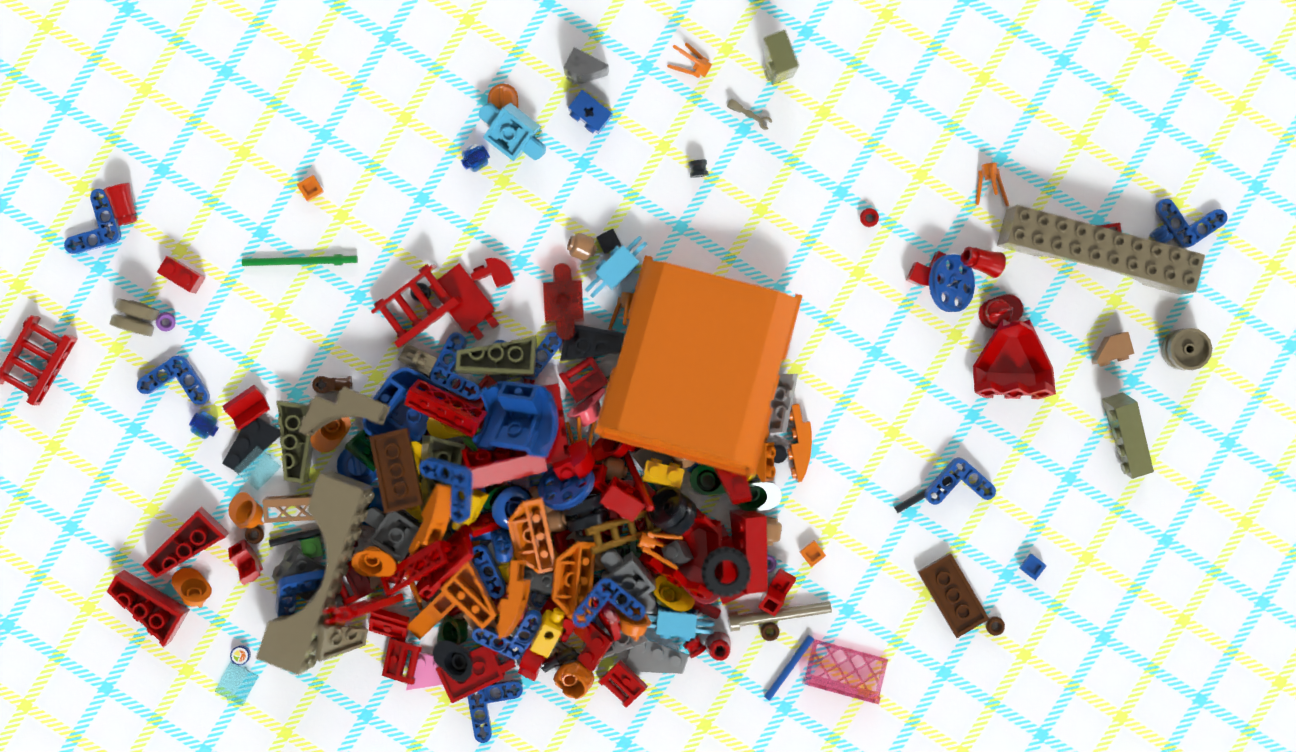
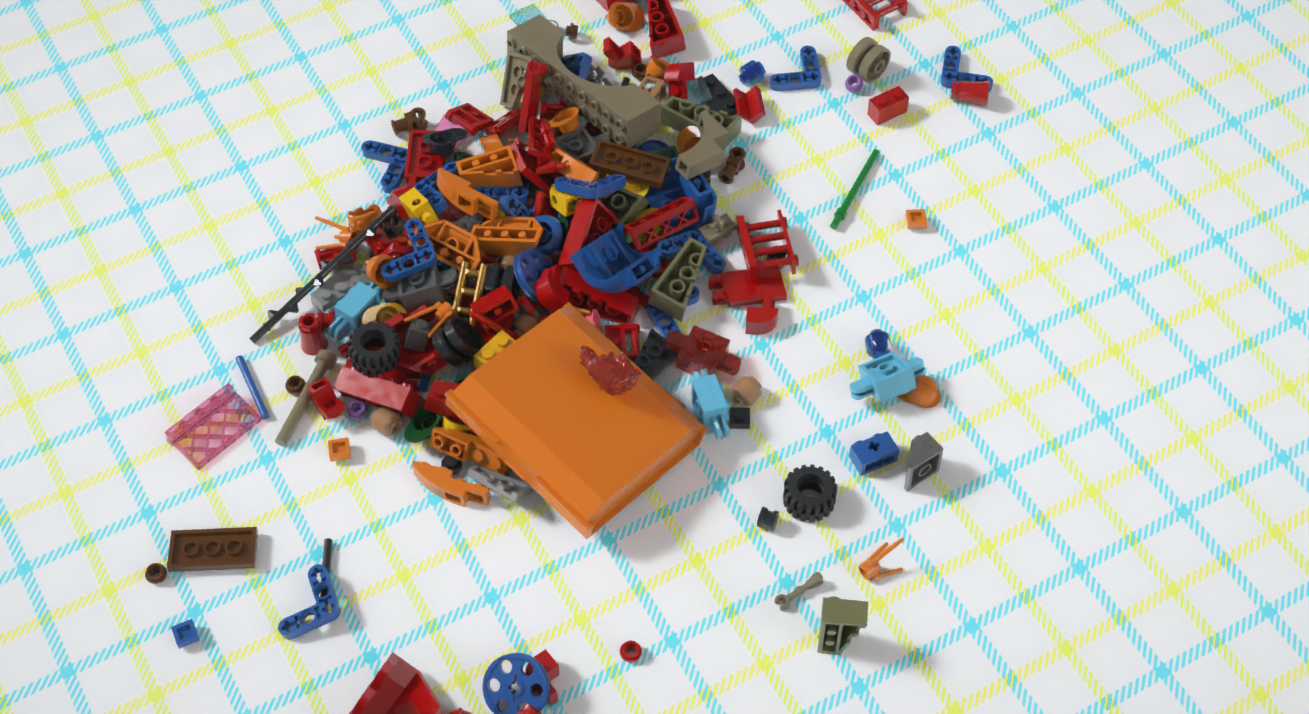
camera: 115 degrees right, 35 degrees down
(236, 629) = (571, 31): none -> reddish brown plate
(252, 490) = (677, 77): none -> red brick
(410, 559) = (547, 135): none -> red axle
(434, 715) = (410, 121): none -> reddish brown connector
(450, 533) = (551, 167): none -> red bar
(602, 684) = (343, 236): none -> orange plant
(646, 677) = (327, 267): none -> black plant
(659, 128) = (809, 507): none -> black tyre
(660, 349) = (611, 373): none -> clear red hair

